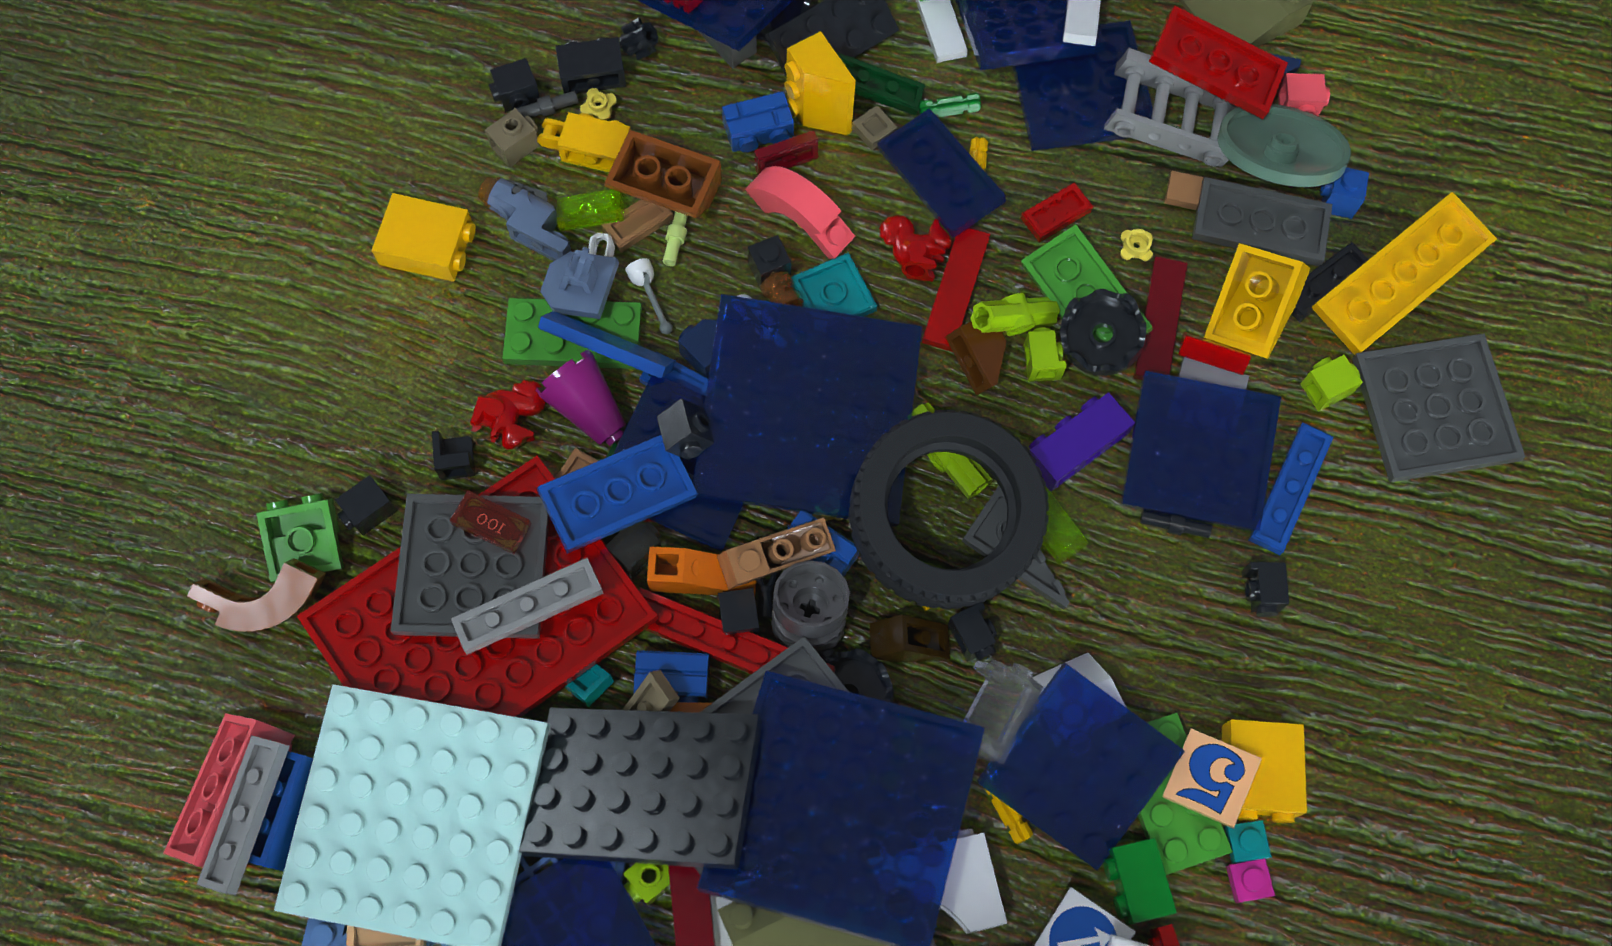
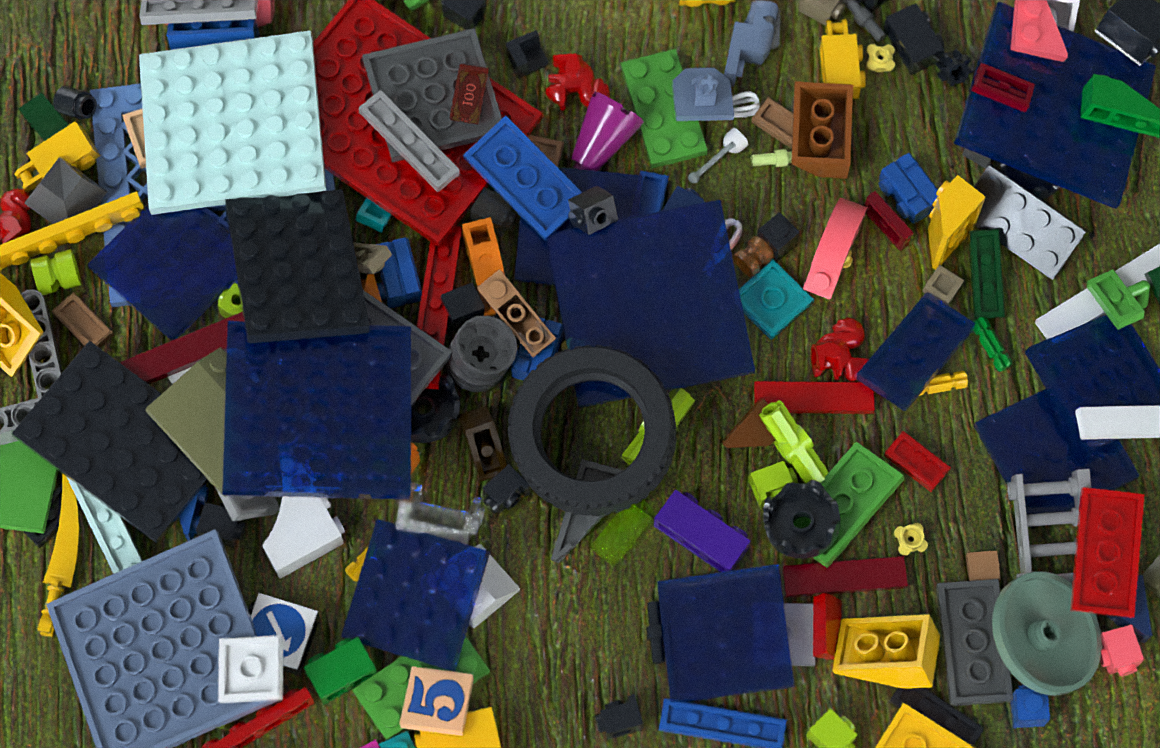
camera: 75 degrees right, 0 degrees up
(589, 209) = (776, 82): clear neon green plate -> none
(606, 344) = (654, 132): blue tile -> none

